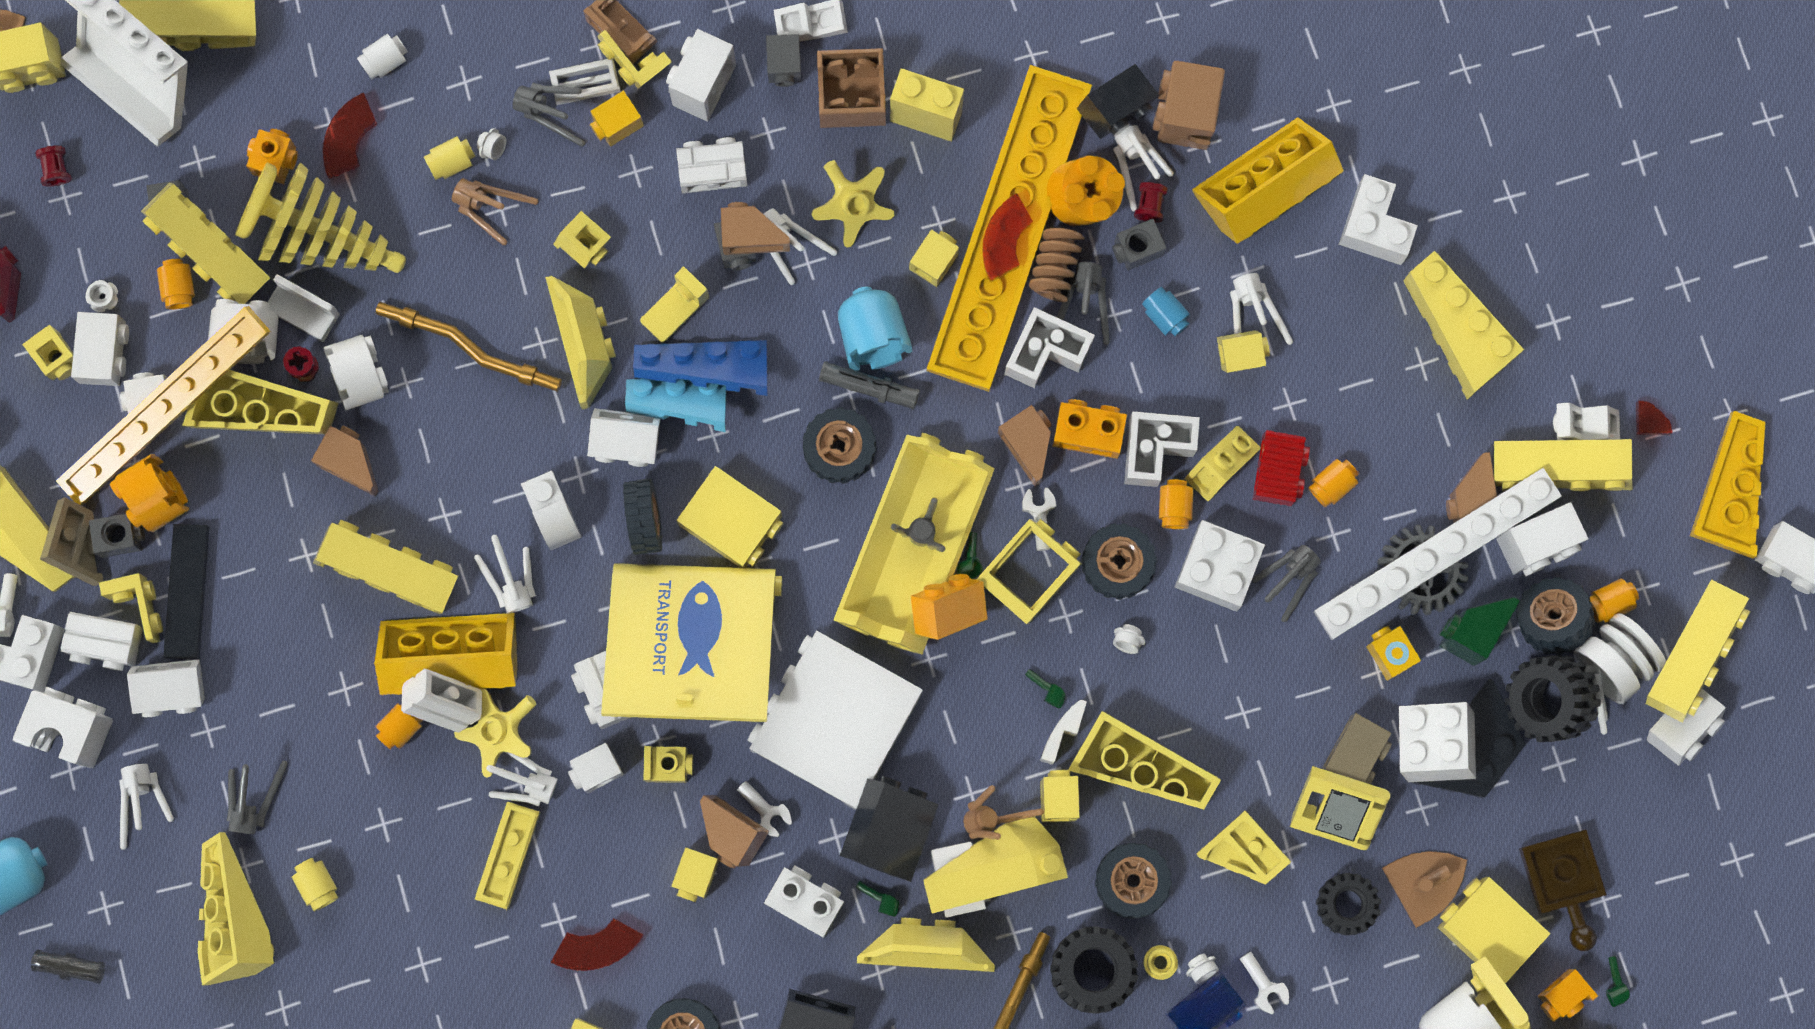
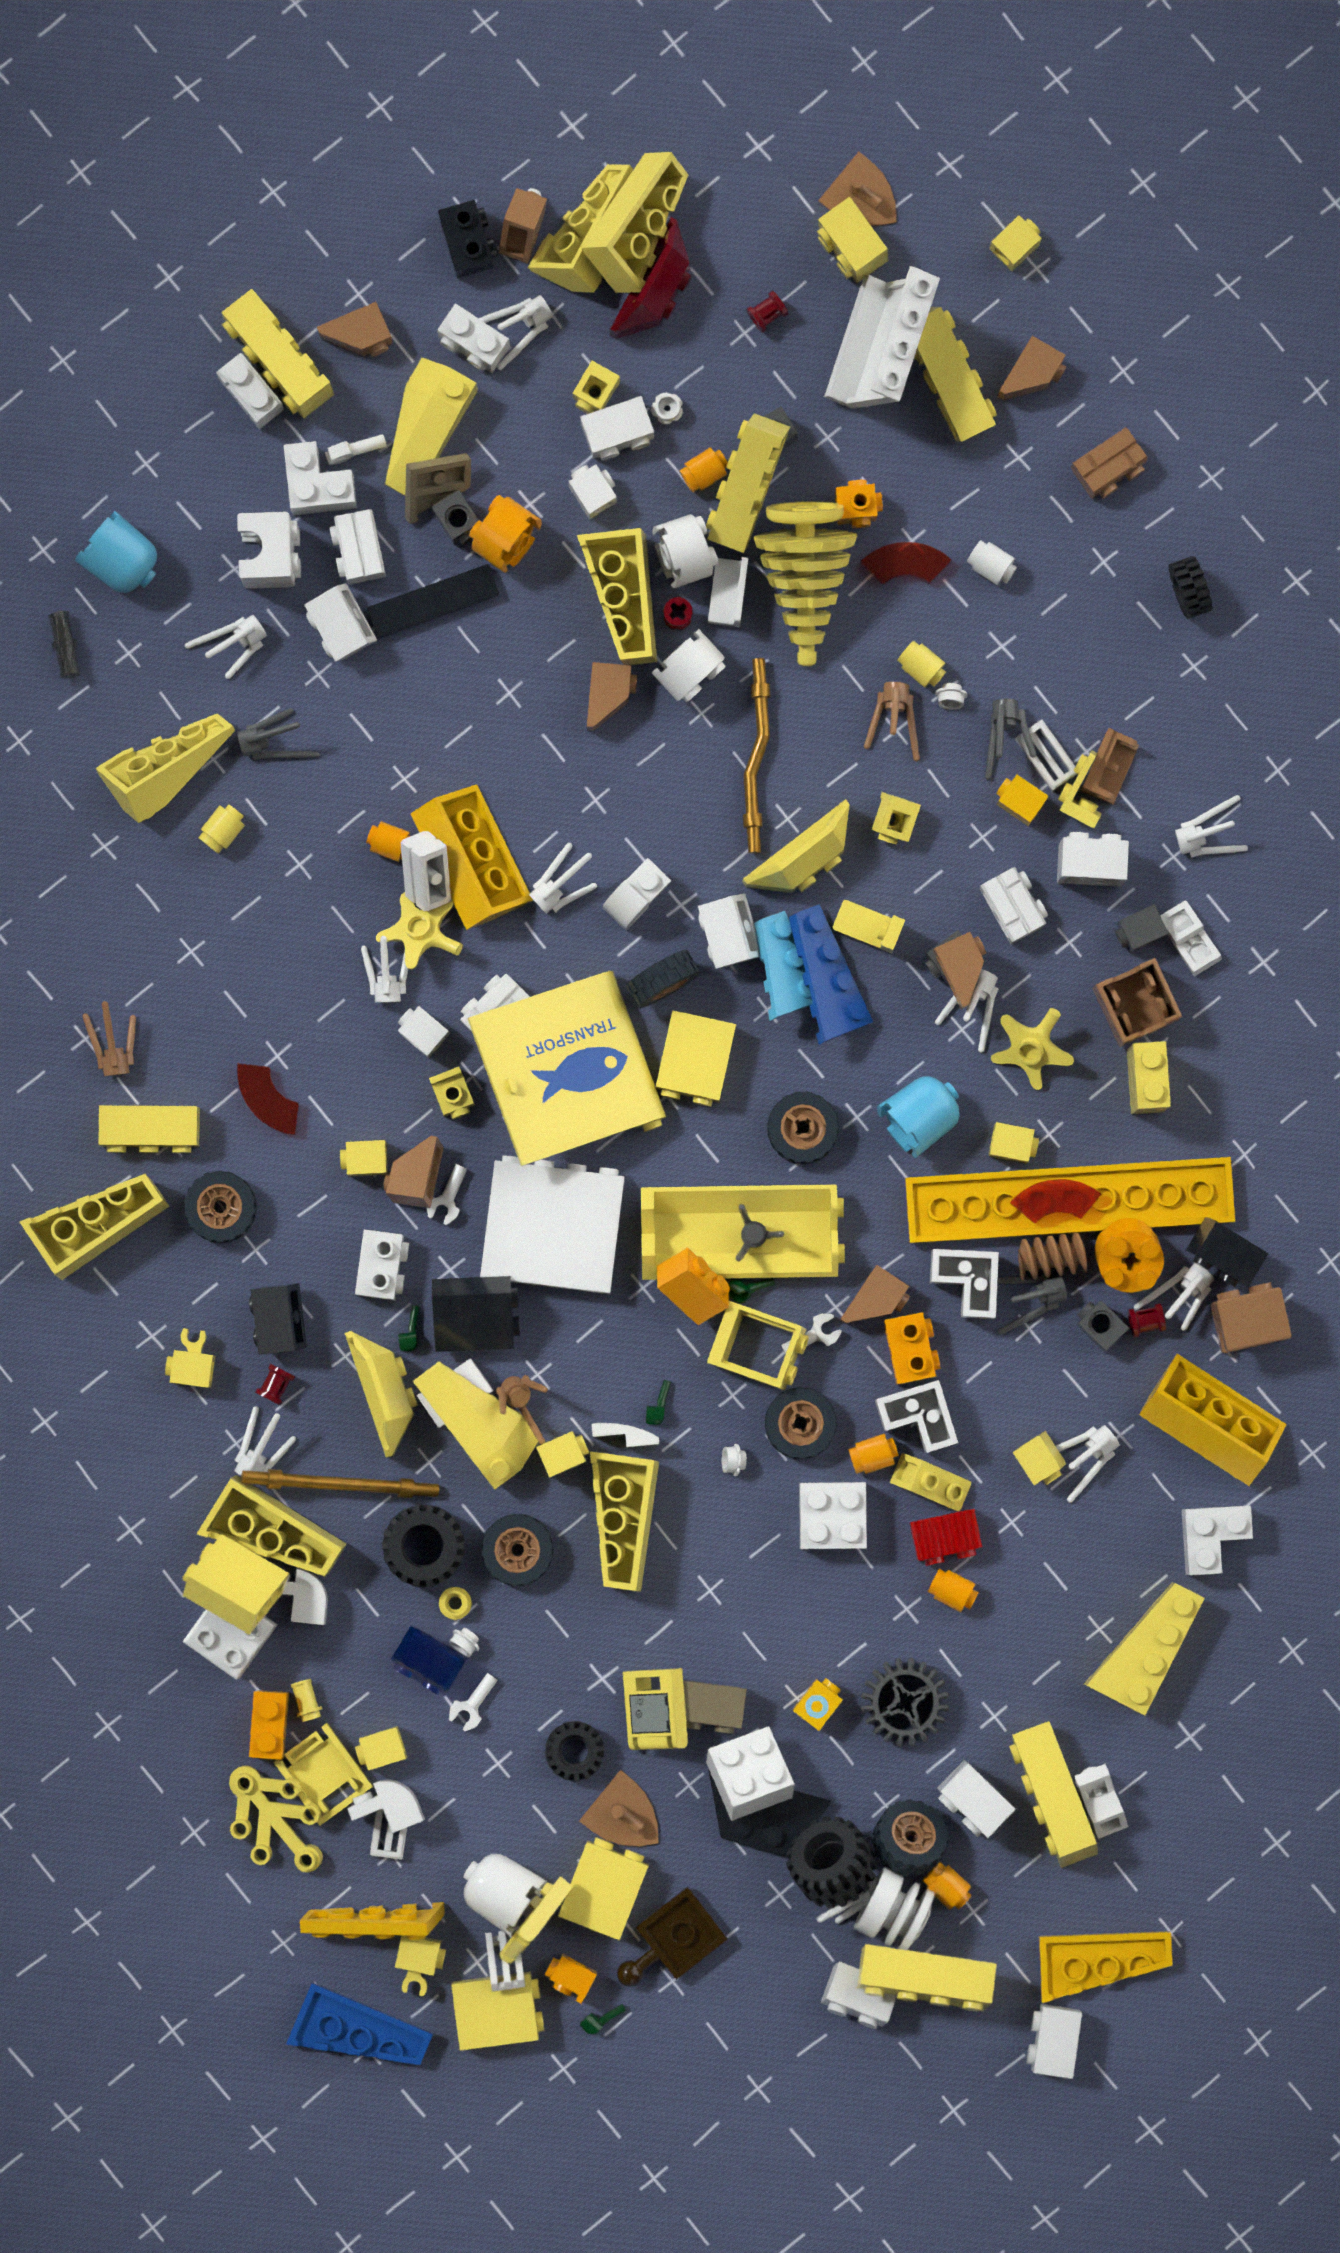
camera: 70 degrees right, 5 degrees up
(122, 590) = (410, 546): light yellow bracket -> none
(163, 405) = (586, 511): plate -> none
(386, 567) = (524, 769): light yellow wedge -> none
(507, 855) = (315, 985): light yellow tile -> none
(869, 385) = (869, 1132): dark grey pin -> none
(1166, 312) = (1048, 1375): dark azure brick -> none
(1246, 850) = (585, 1640): light yellow wing -> none
(1300, 564) = (865, 1589): dark grey plant -> none
(1437, 553) = (921, 1707): white plate -> none
(1473, 490) = (992, 1723): medium nougat slope -> none
(1477, 630) = (867, 1770): dark green slope -> none
(1651, 420) = (1133, 1861): clear red tile -> none

